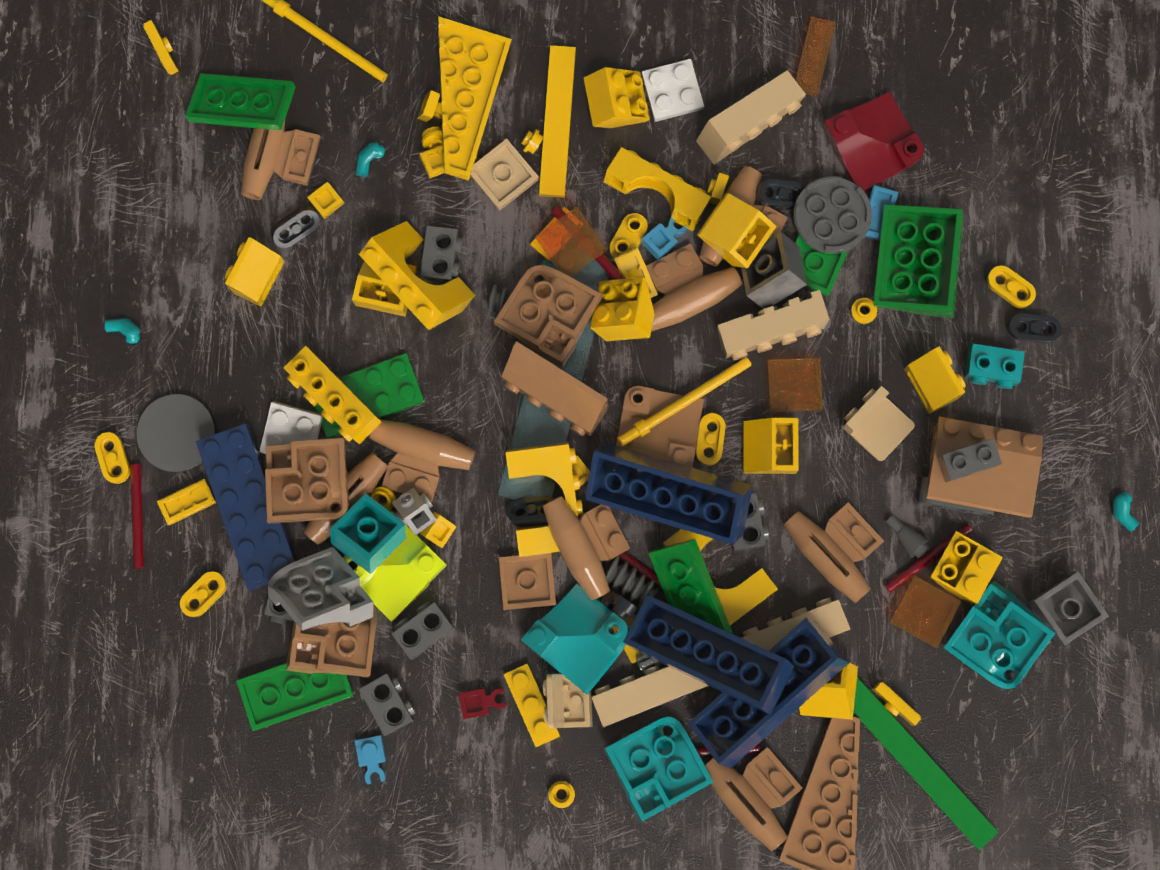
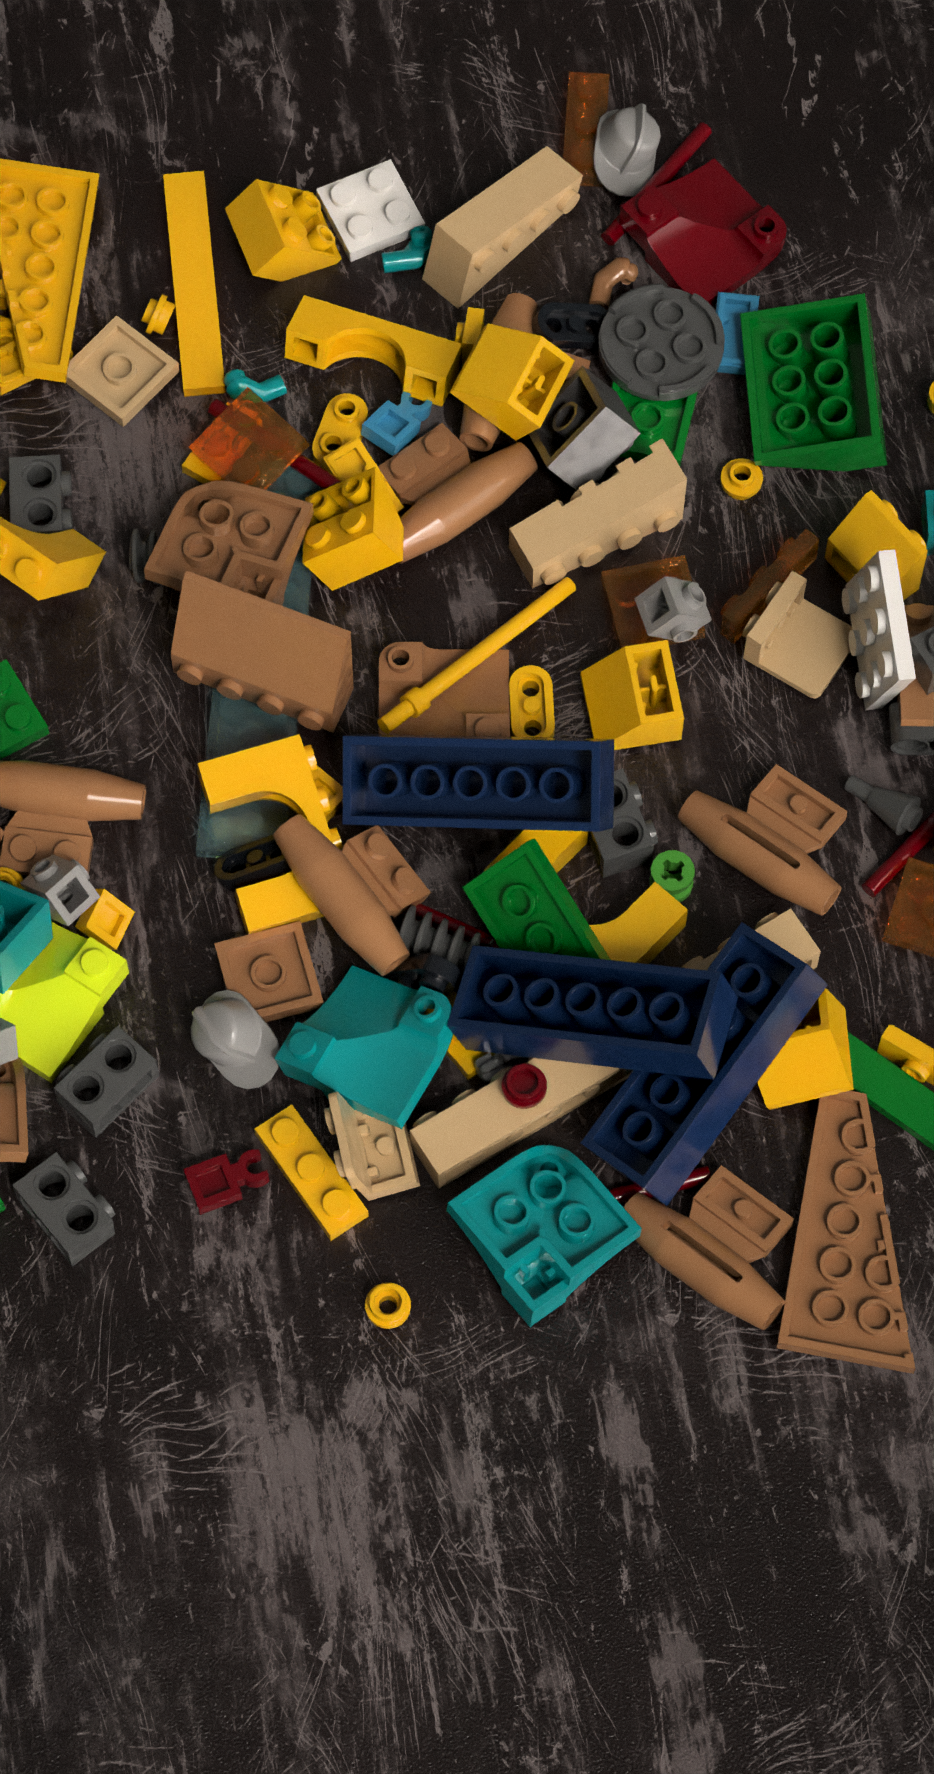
camera: 15 degrees left, 15 degrees down
(371, 753) = (50, 1299): dark azure plate -> none
(501, 618) = (235, 1039): none -> light grey piece
(583, 203) = (266, 390): none -> teal arm
(661, 684) = (524, 1086): none -> dark red plate
(694, 124) = (414, 253): none -> teal arm
(770, 564) = (678, 884): none -> bright green wheel
(805, 398) = (673, 609): none -> light grey brick
(809, 161) = (604, 280): none -> medium nougat arm
(835, 77) = (626, 149): none -> light grey piece
(854, 98) = (664, 173): none -> dark red bar
(865, 384) = (792, 556): none -> clear orange plate
(925, 438) = (879, 631): none -> white plate

